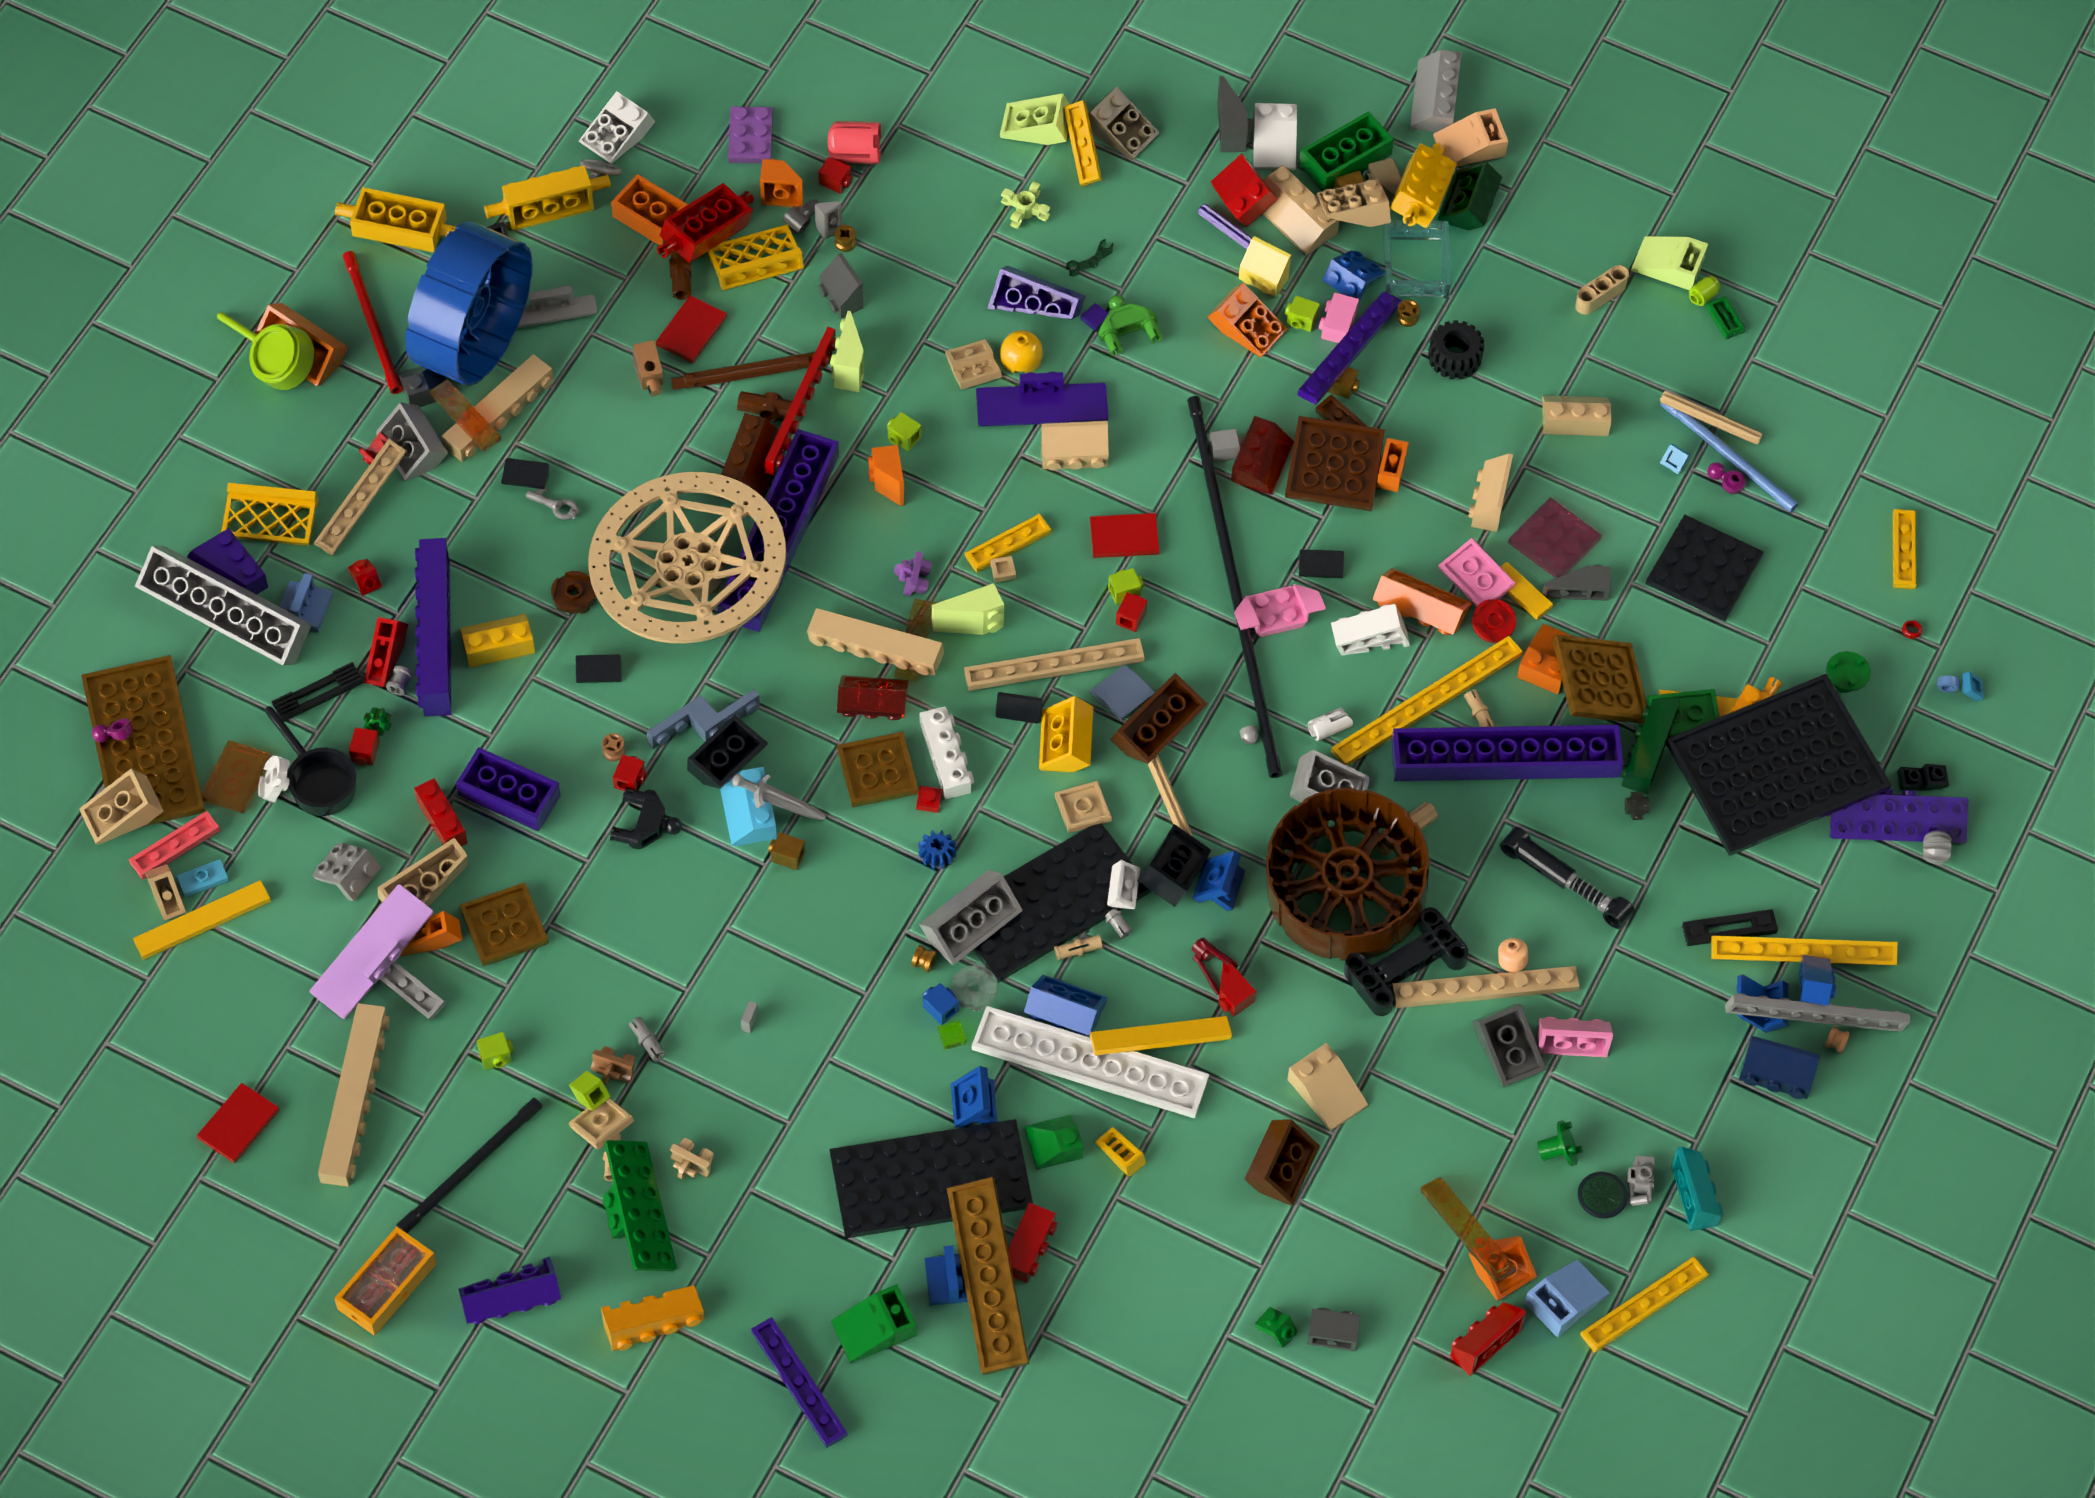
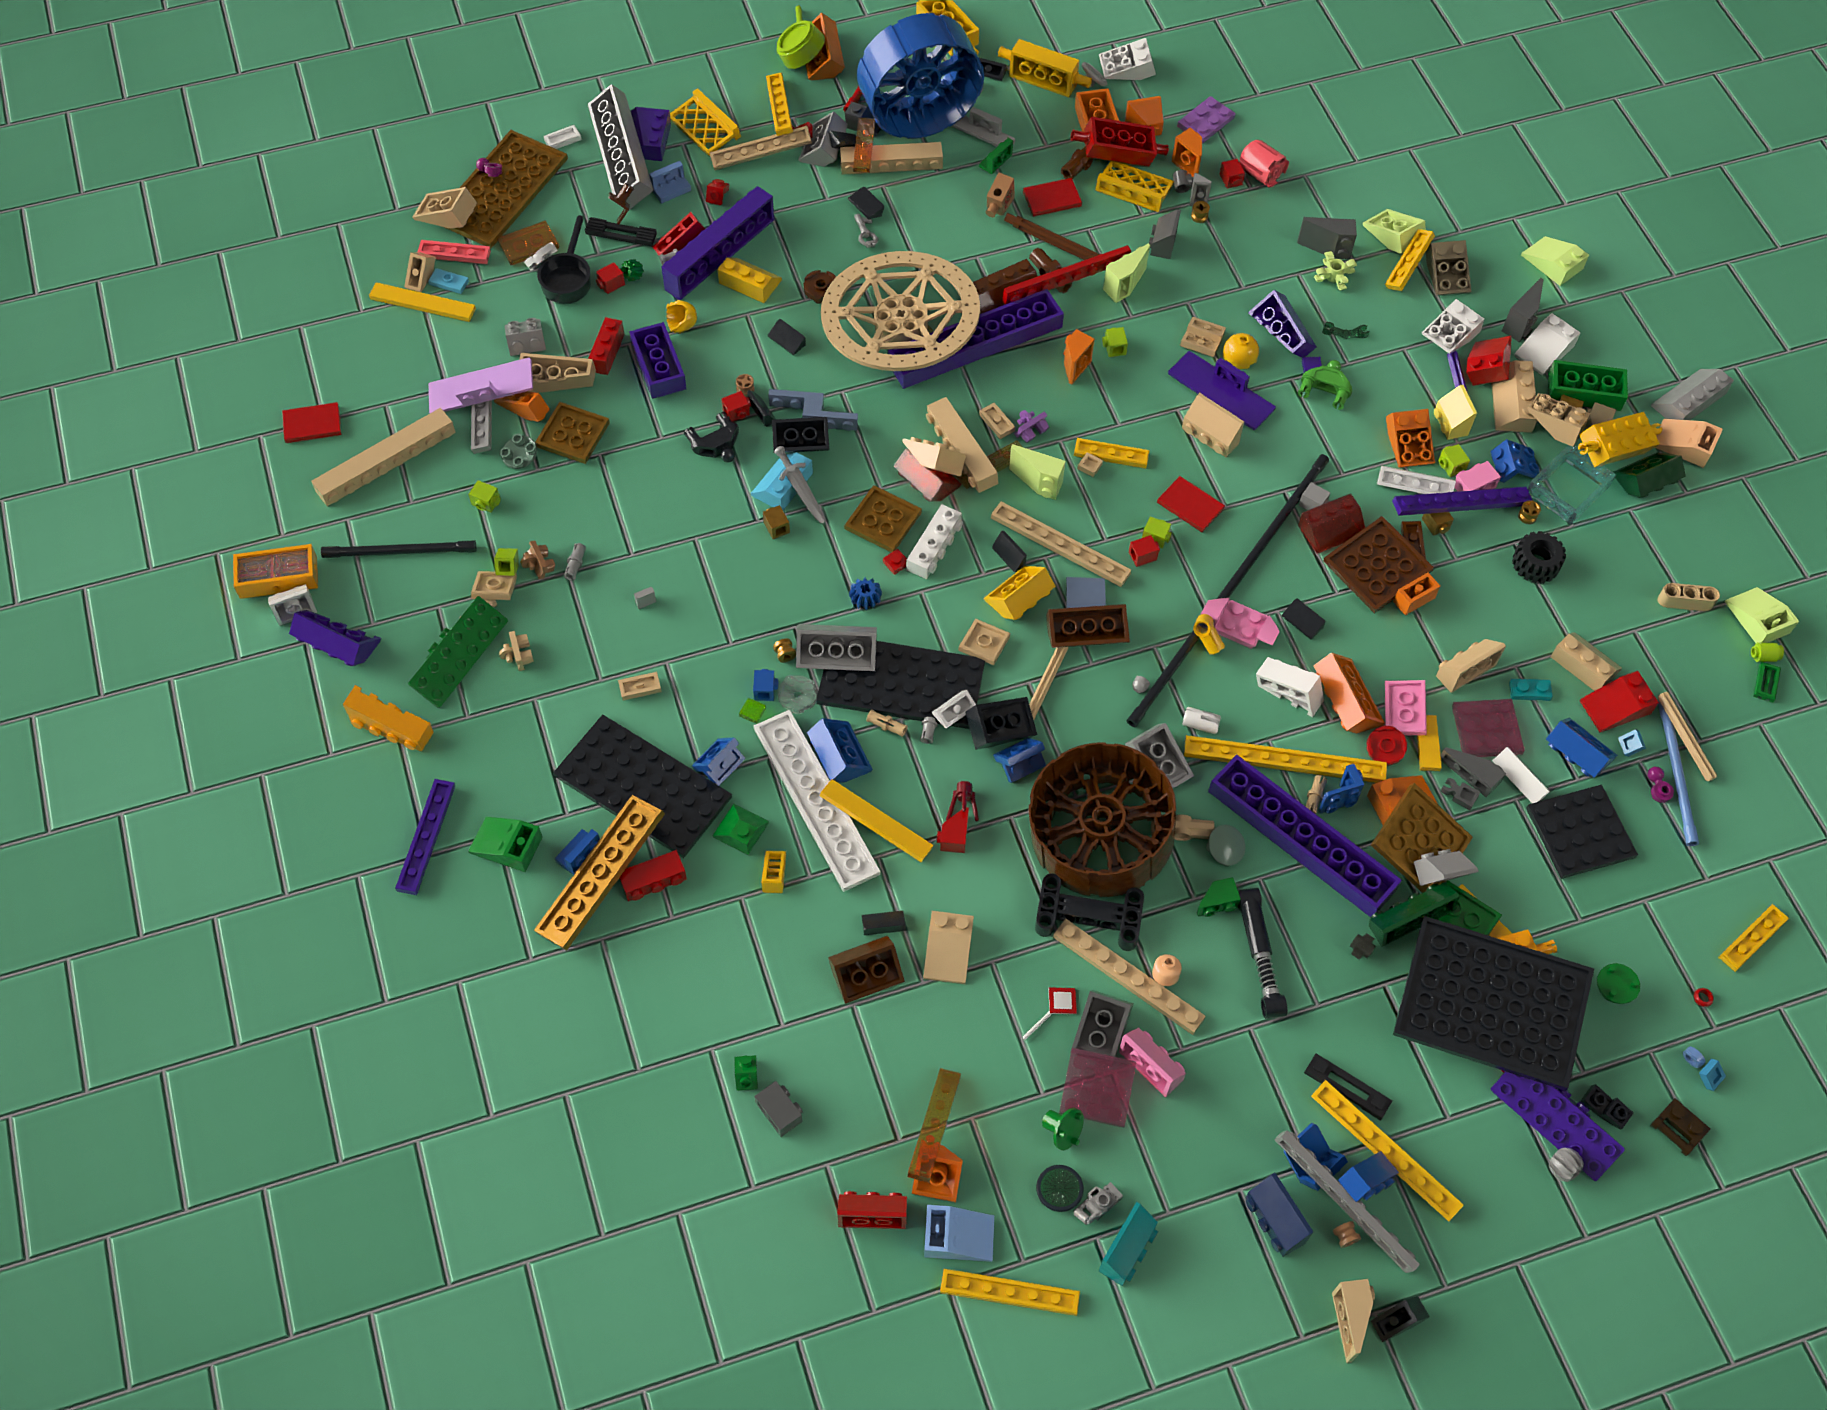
camera: 45 degrees right, 0 degrees up
(139, 641) = (563, 137): none -> white tile
(294, 659) = (621, 199): none -> reddish brown bracket
(328, 436) = (779, 104): none -> yellow tile
(435, 1295) = (291, 601): none -> white slope
(436, 424) = (842, 139): none -> black slope
(475, 983) = (519, 451): none -> sand green dish
(478, 729) = (680, 316): none -> yellow hair
(597, 328) = (997, 156): none -> green bracket
(654, 758) = (760, 408): none -> black slope
(698, 176) = (1146, 112): none -> orange slope
(833, 1097) = (639, 686): none -> tan plate
(870, 671) = (936, 456): none -> tan slope
(878, 594) = (997, 420): none -> tan plate
(991, 174) = (1328, 235): none -> dark grey slope
(1183, 182) = (1454, 327): none -> white slope
(1200, 41) = (1556, 259): none -> yellowish green slope
(1253, 1113) = (883, 922): none -> black slope
(1263, 642) = (1209, 635): none -> yellow piece
(1291, 360) = (1414, 481): none -> white plate
(1455, 813) = (1226, 845): none -> sand green dish
(1455, 1053) = (1060, 1002): none -> piece
(1491, 861) = (1219, 897): none -> green slope
(1504, 679) = (1347, 795): none -> blue bracket
(1553, 1092) = (1098, 1086): none -> clear pink plate
(1555, 476) = (1530, 689): none -> teal plate
(1591, 612) = (1463, 794): none -> dark grey plate
(1619, 559) = (1521, 776): none -> white tile
(1634, 430) = (1620, 702): none -> red slope
(1640, 686) = (1443, 866): none -> light grey slope
(1641, 495) = (1580, 747): none -> blue slope
(1900, 1093) = (1353, 1308): none -> tan slope
(1931, 1067) = (1400, 1318): none -> black slope
(1985, 742) = (1684, 1122): none -> dark brown plate

